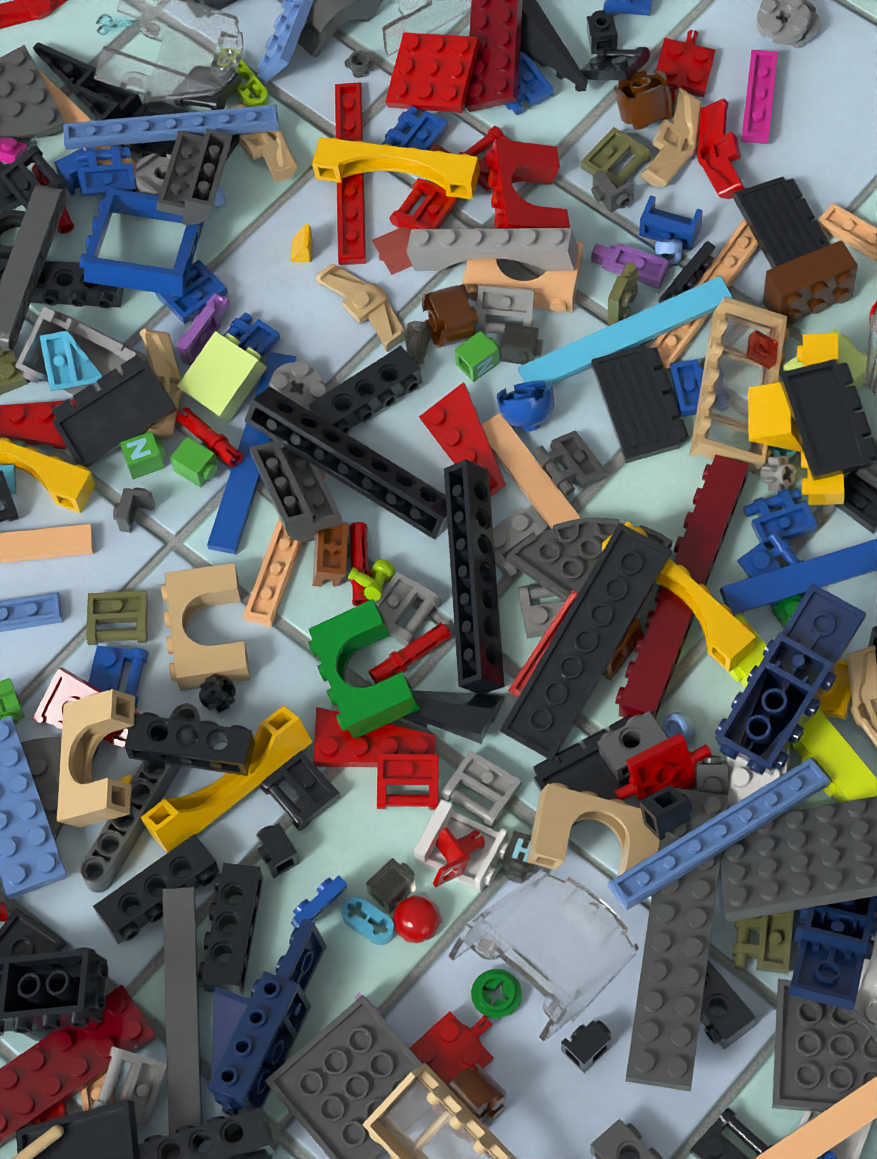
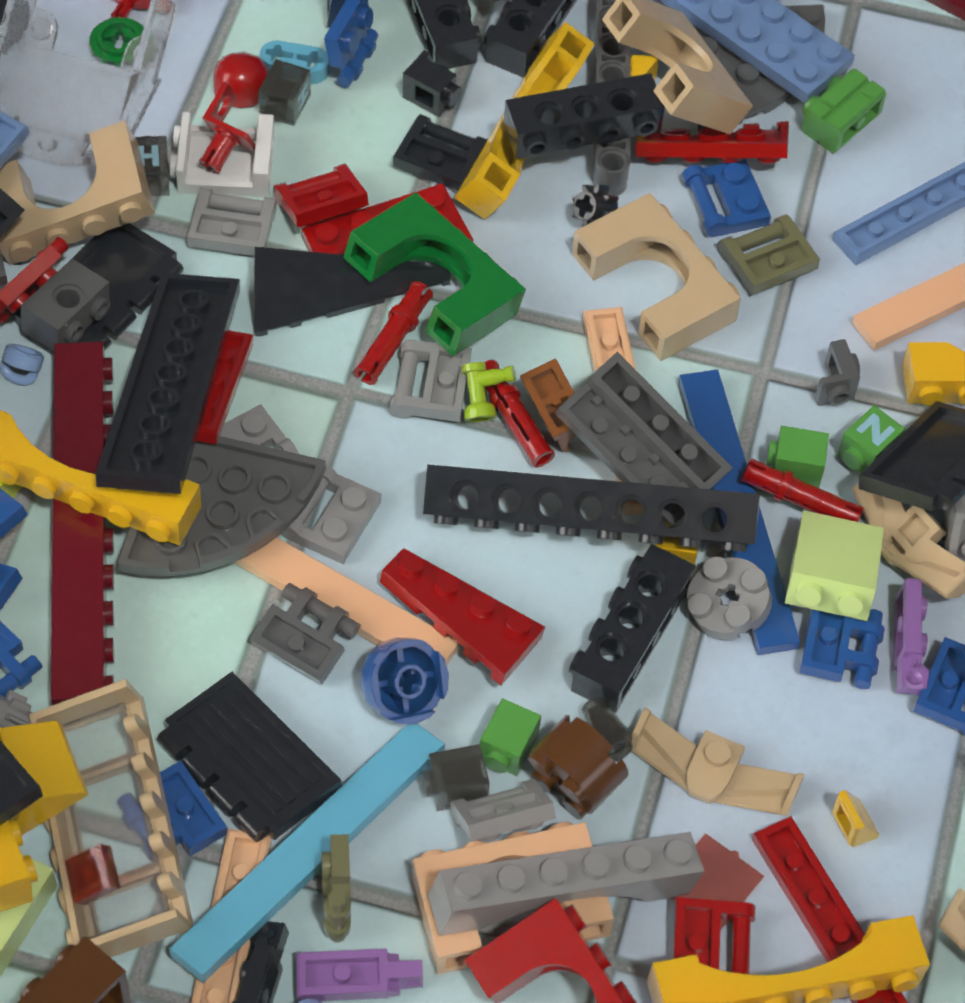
camera: 145 degrees right, 5 degrees down
(473, 578) = (358, 427): black brick -> none

